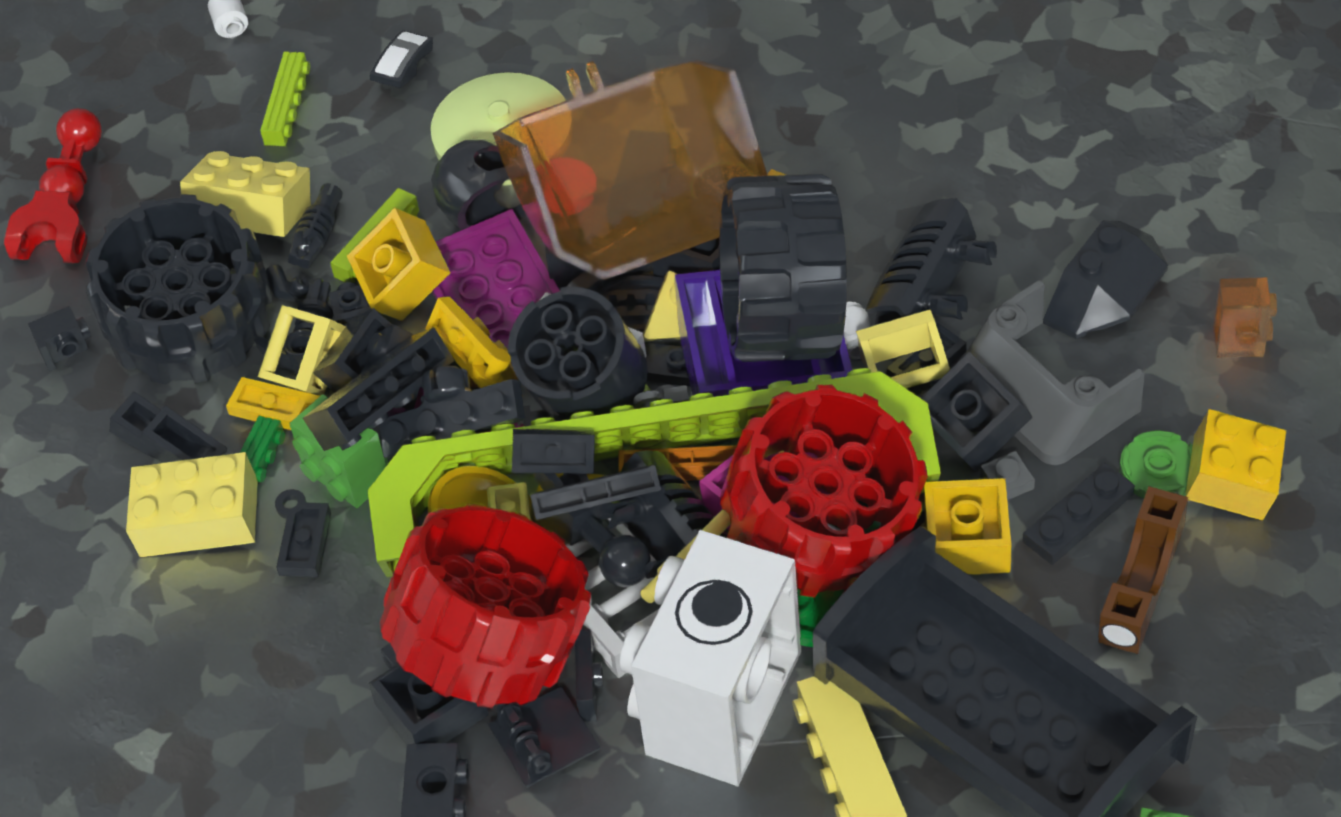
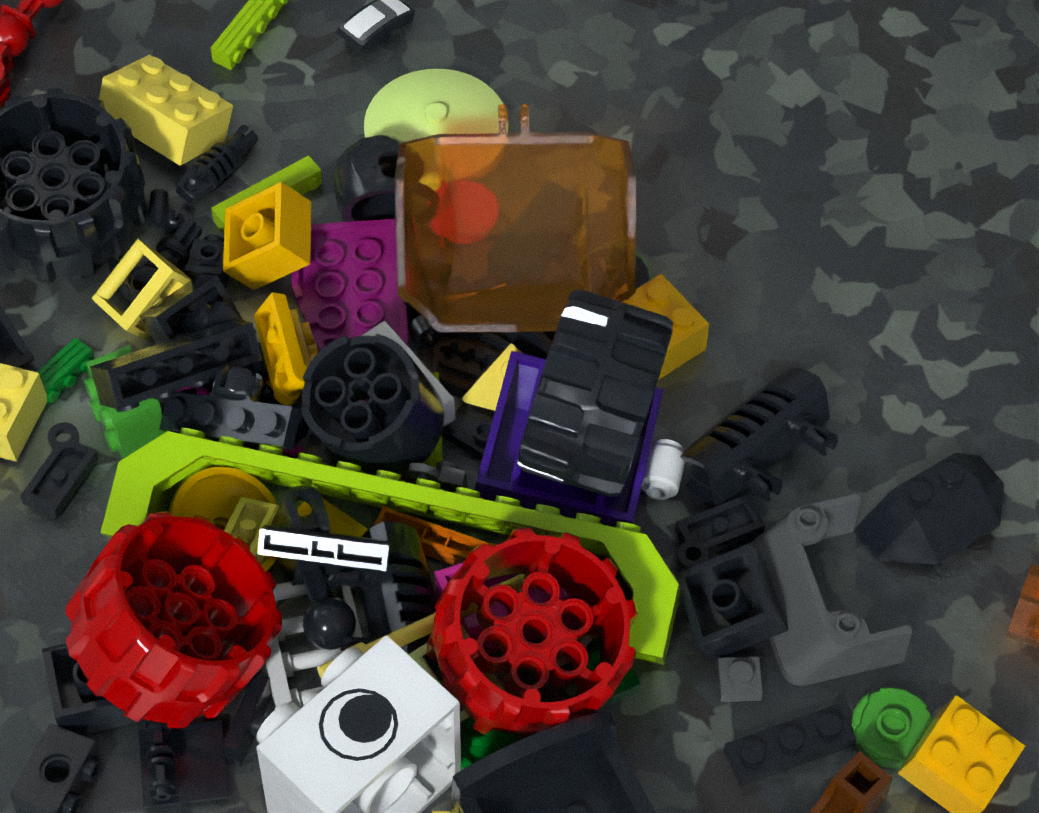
camera: 15 degrees right, 5 degrees up
(272, 401) = (93, 327): yellow plate -> none
(553, 451) = (302, 492): black plate -> none
(901, 338) = (698, 498): light yellow tile -> none
(970, 523) = (670, 718): yellow brick -> none

